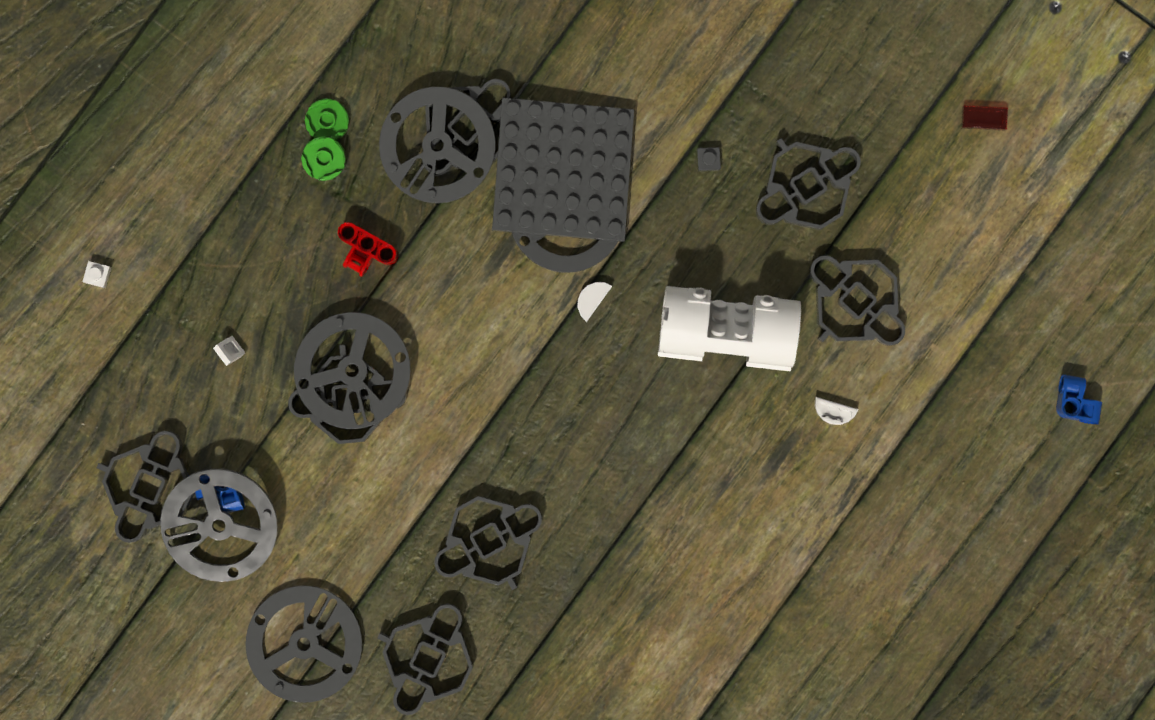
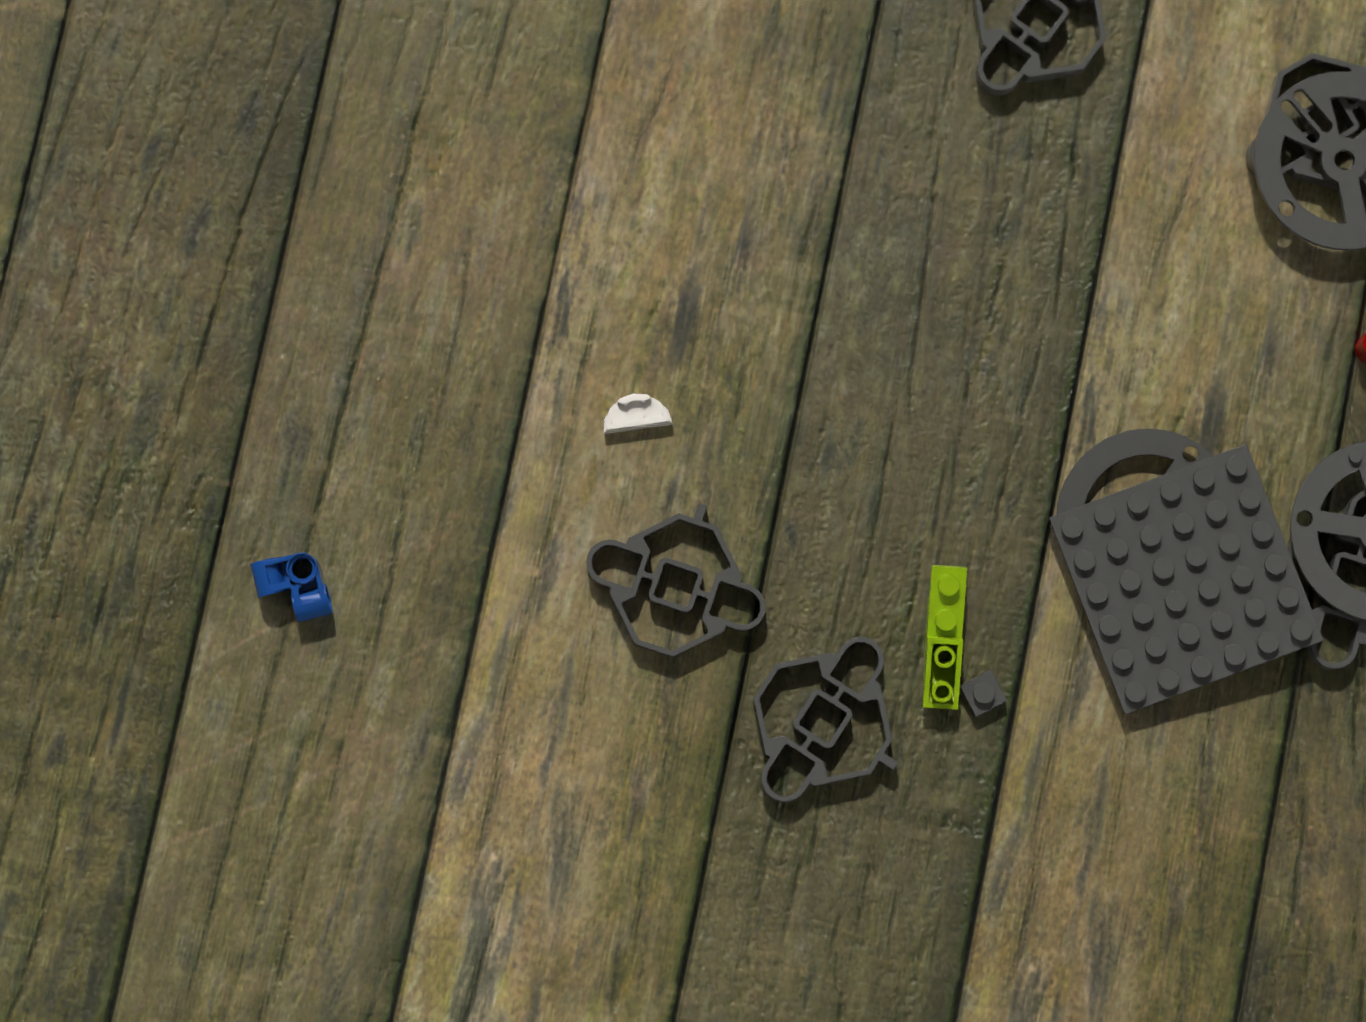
camera: 150 degrees right, 5 degrees down
(591, 298) = (1055, 418): white tile -> none
(717, 200) = (944, 637): none -> lime slope
(760, 331) = (886, 441): white cylinder -> none
(984, 117) = (609, 939): clear red tile -> none

